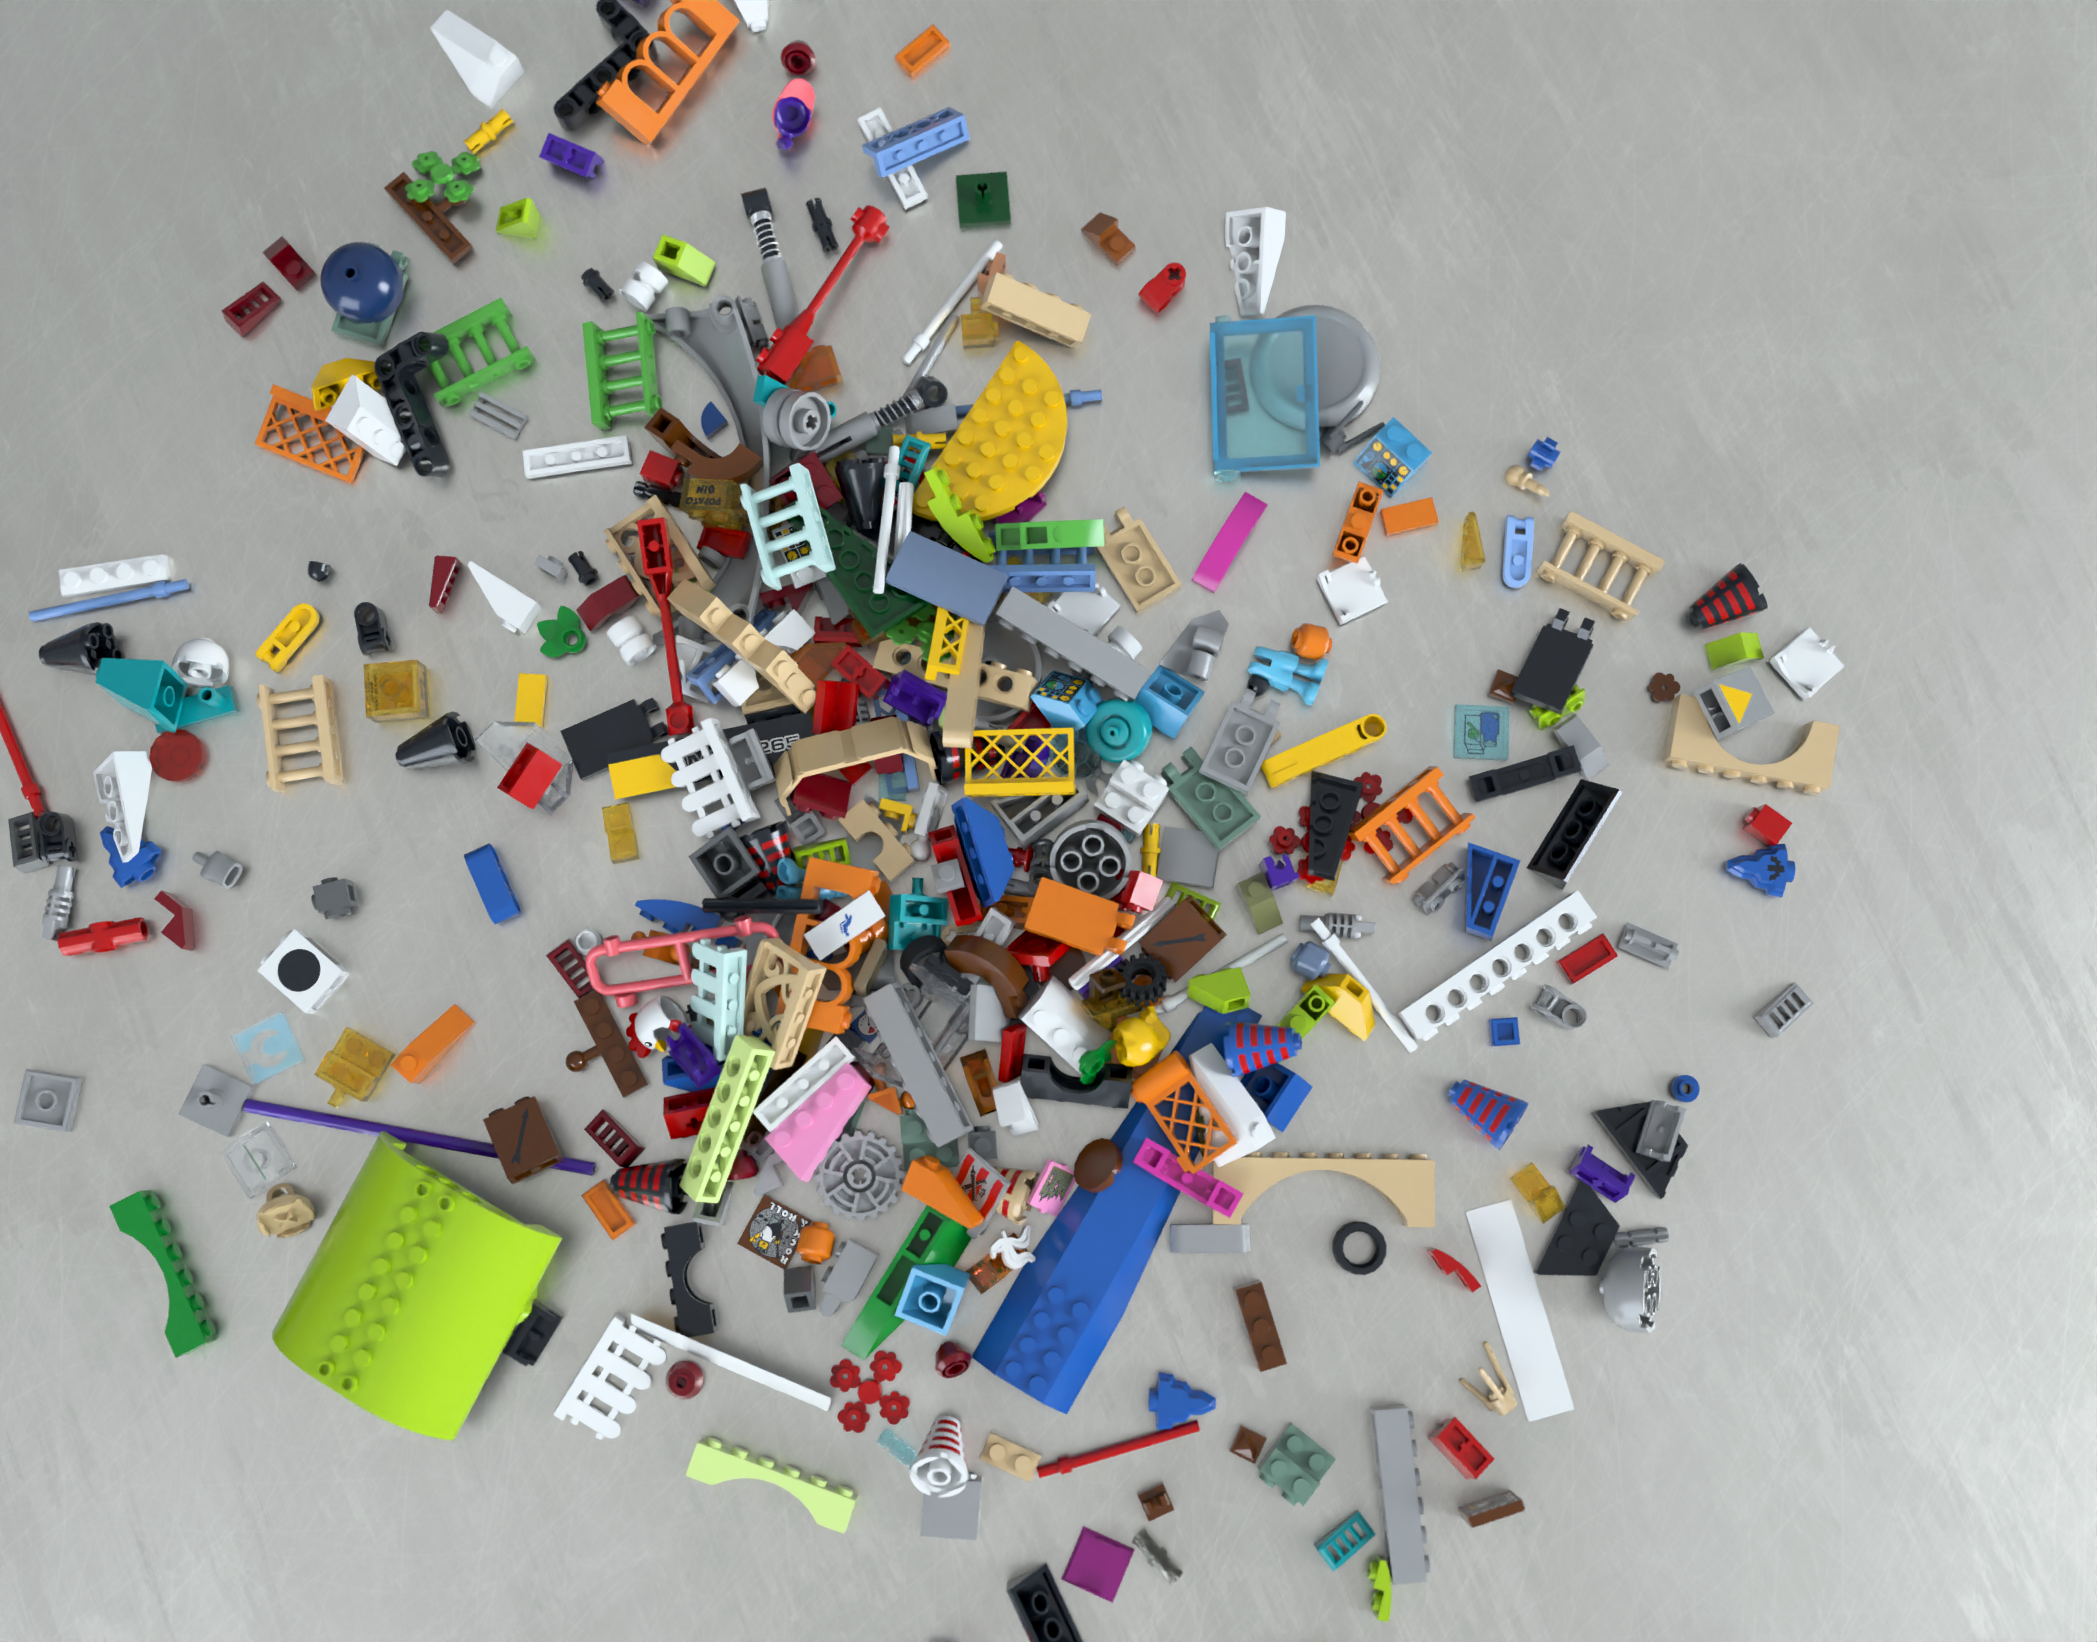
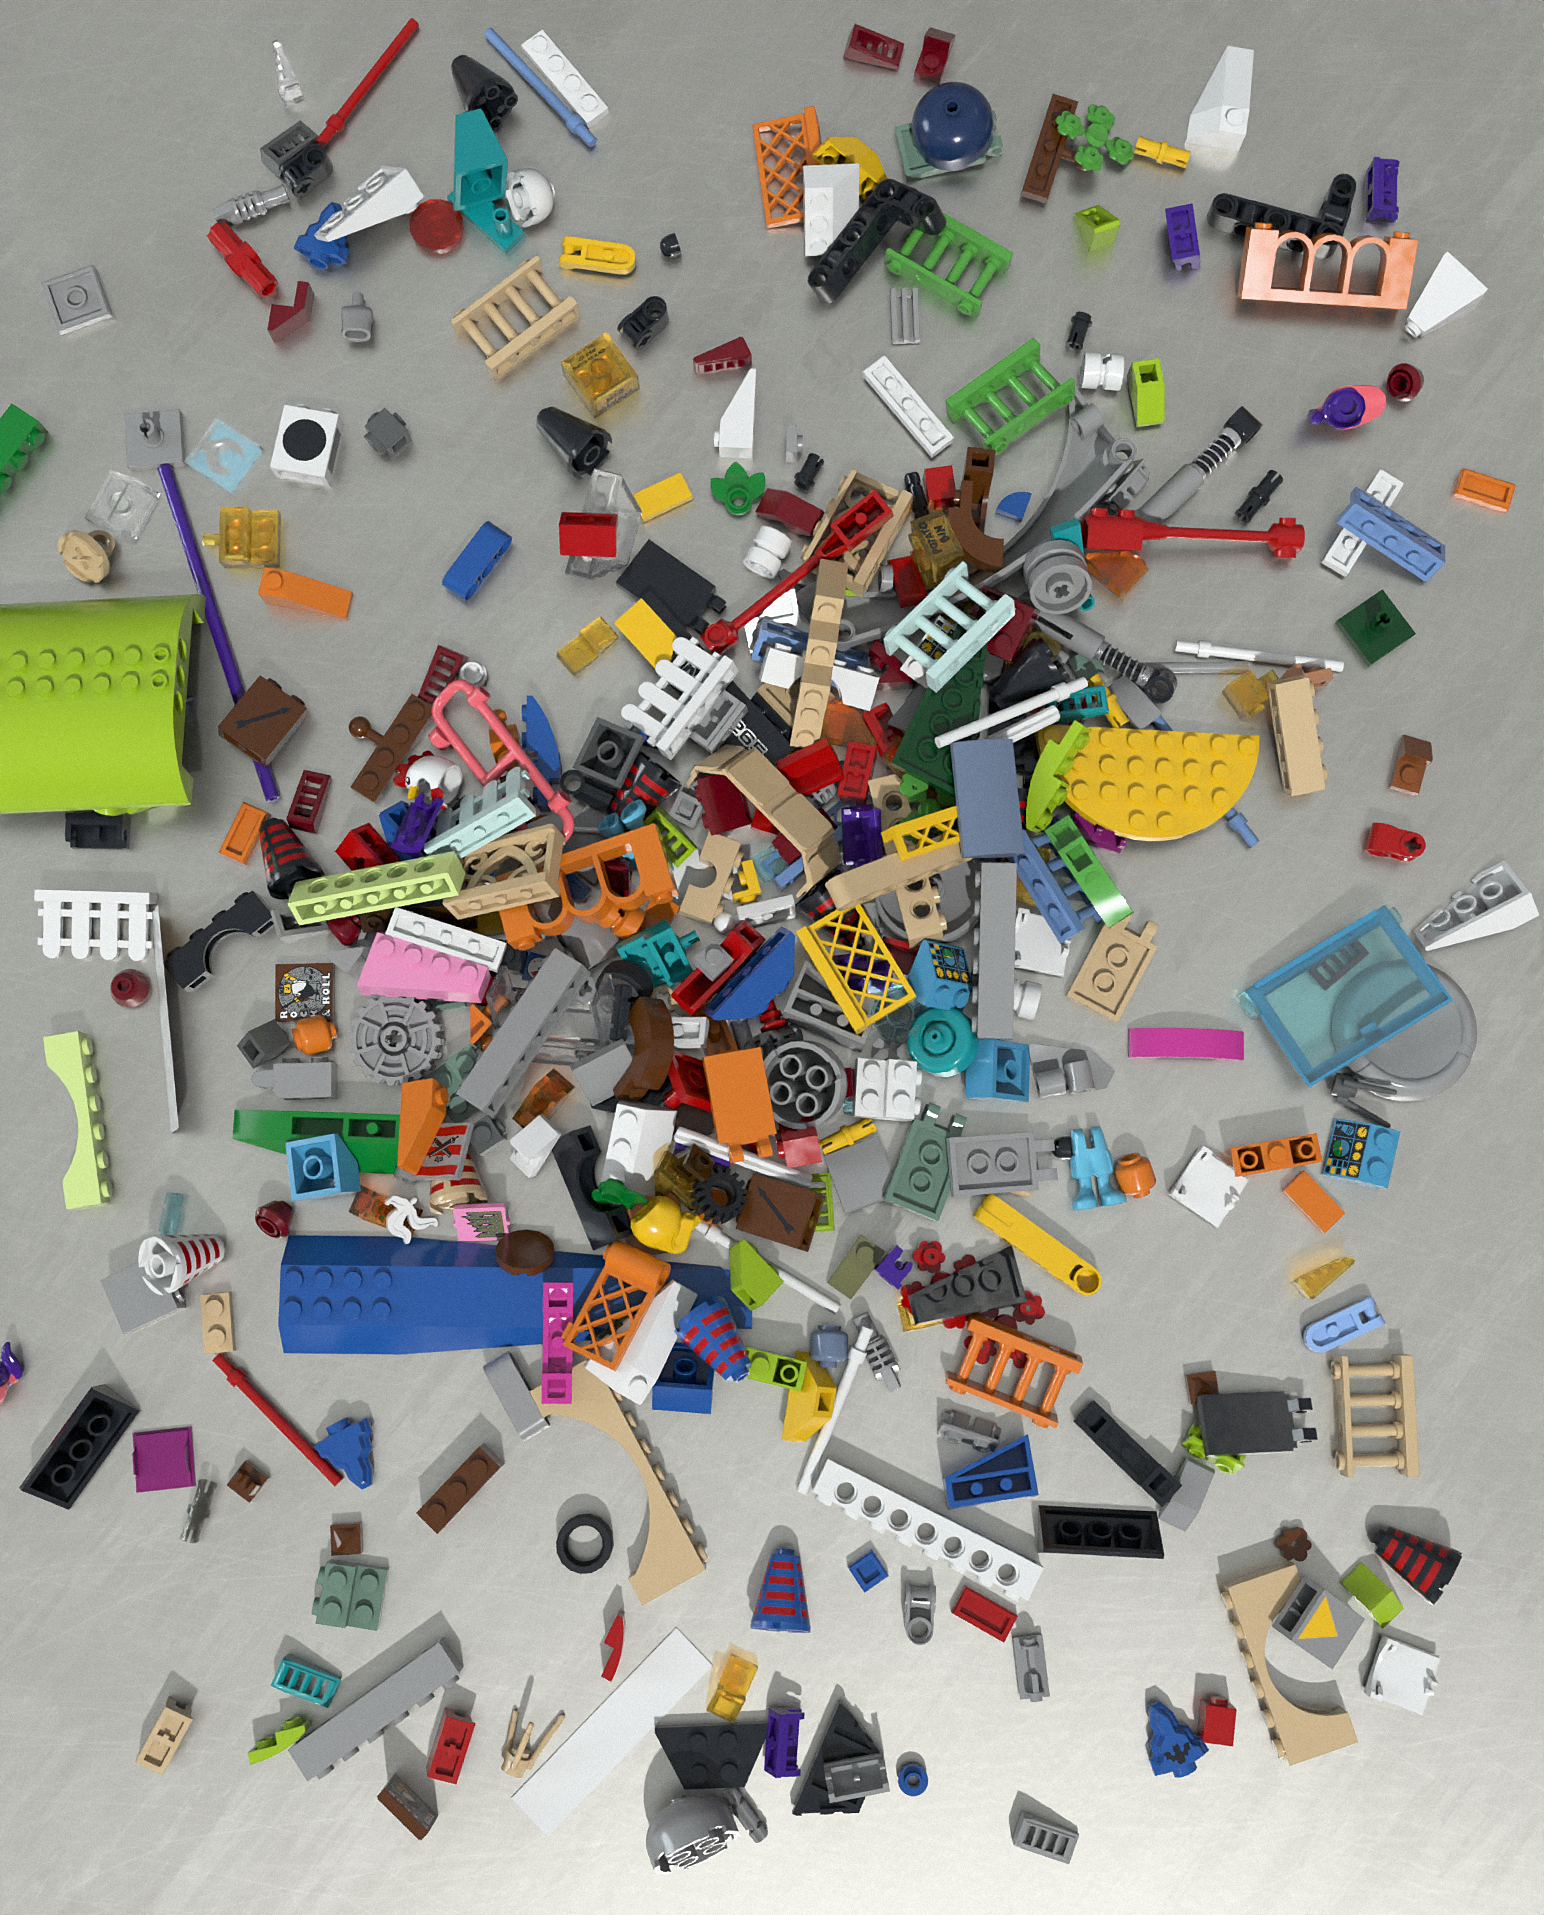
camera: 60 degrees right, 0 degrees up
(763, 906) = (587, 808): black axle -> none
(844, 925) = (609, 891): white sticker -> none
(869, 1391) = (208, 1160): red plant -> none
(871, 968) = (588, 939): dark tan tile -> none
(1012, 1052) = (584, 1113): red tile -> none
(1481, 732) = (1144, 1388): clear light blue tile -> none
(1517, 476) = (1417, 1285): tan bar -> none
(1543, 453) = (1453, 1298): blue gear -> none

